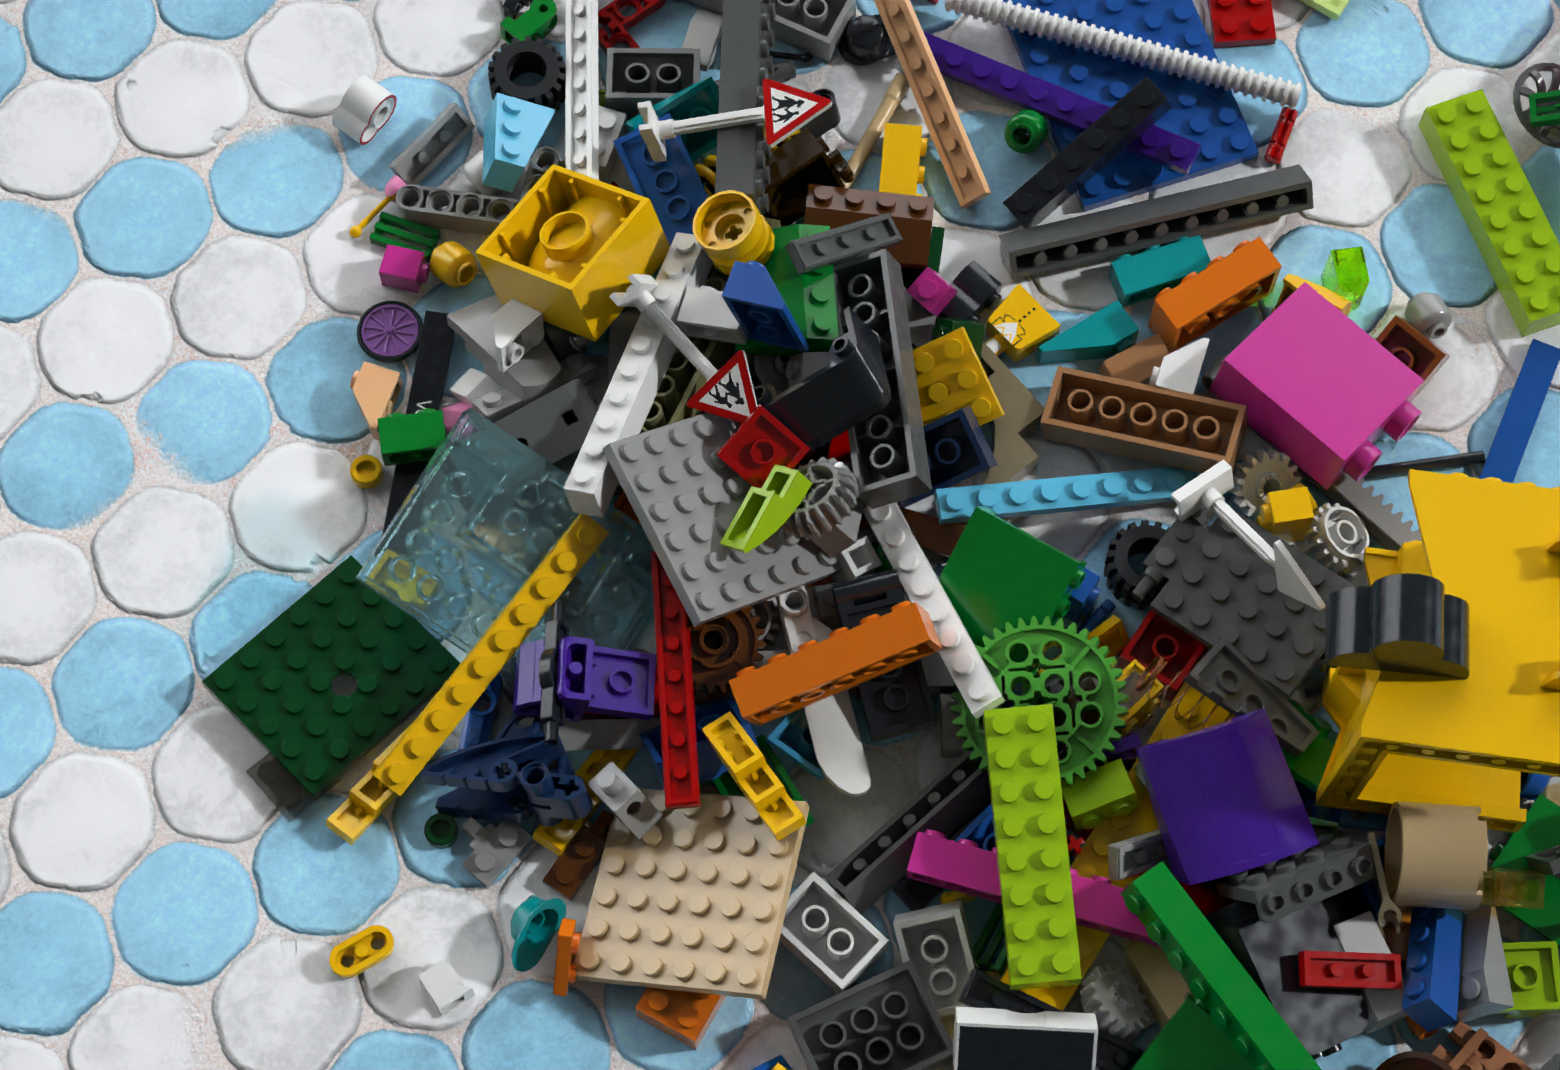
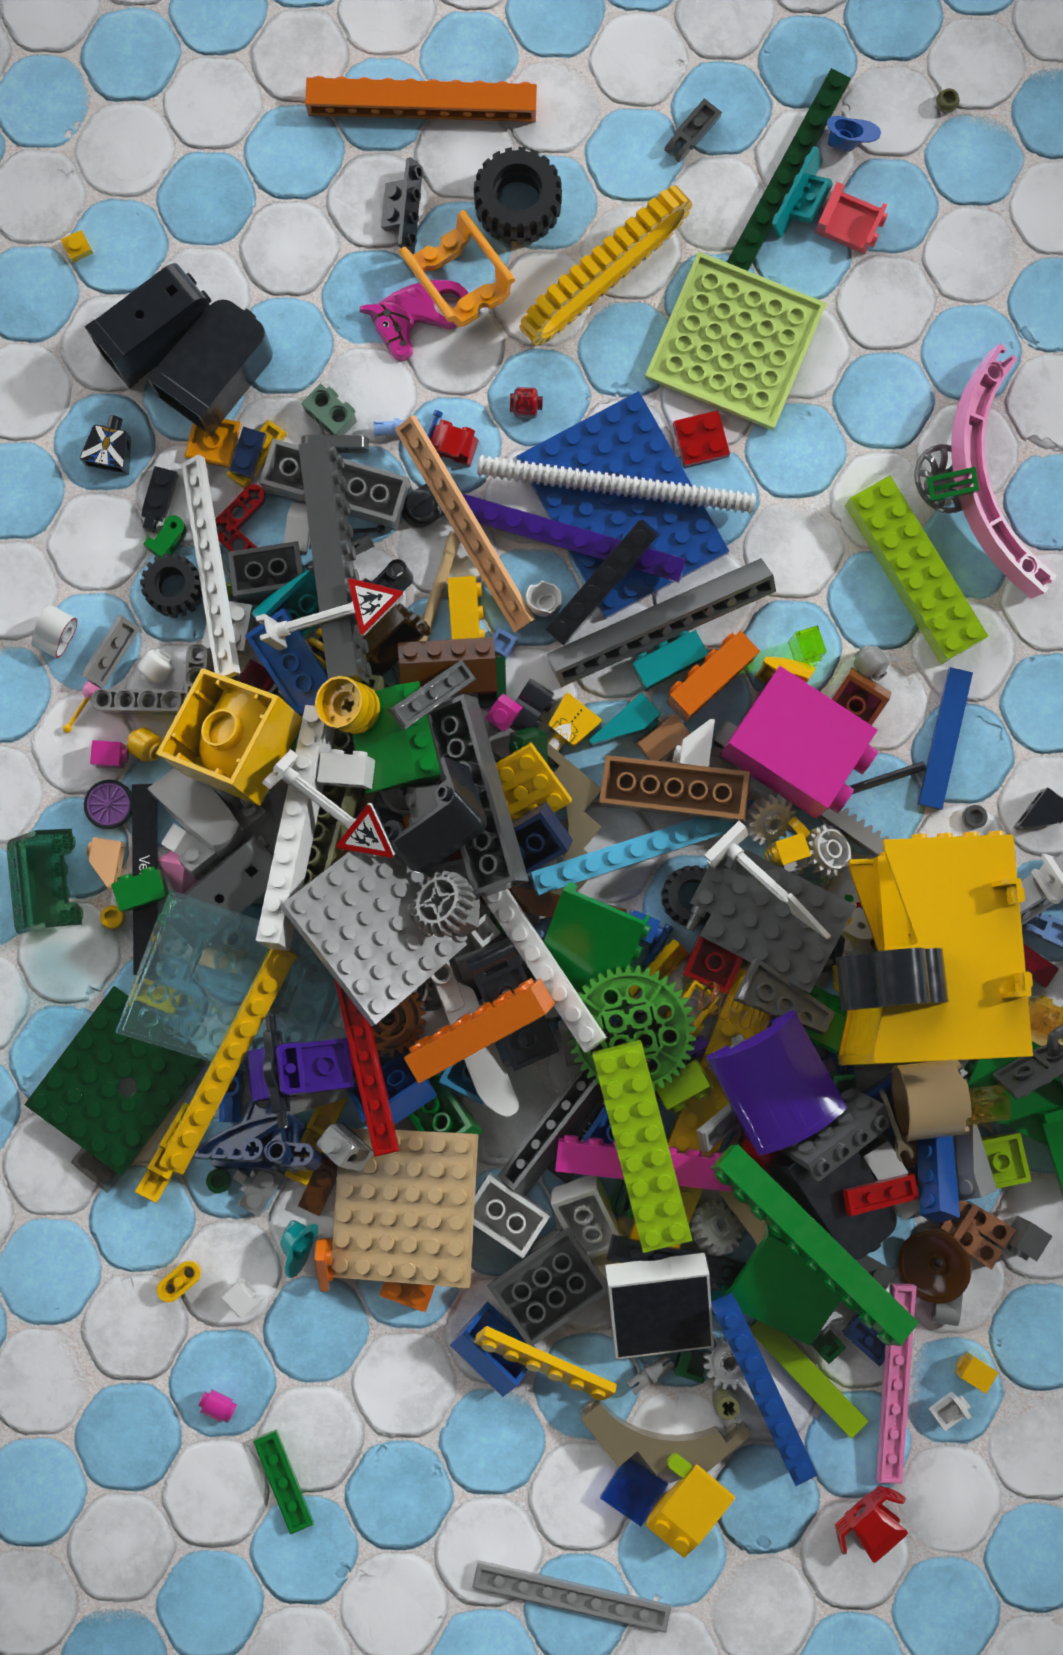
camera: 10 degrees left, 15 degrees up
(282, 404) = (40, 881): none -> clear green windscreen
(386, 218) = (85, 722): green tile -> none
(510, 139) = (168, 642): medium azure wedge -> none
(515, 332) = (198, 804): white slope -> none
(754, 776) = (434, 1122): yellow slope -> none
(761, 308) = (379, 767): blue slope -> none
(761, 445) = (399, 876): red plate -> none
(766, 509) = (408, 926): lime slope -> none
(946, 216) = (503, 642): none -> medium blue tile
(1006, 170) = (544, 599): none -> white hair
(1017, 132) = (553, 565): green head -> none
(1074, 845) = (668, 1120): red axle -> none
(1280, 135) = (743, 534): red axle -> none

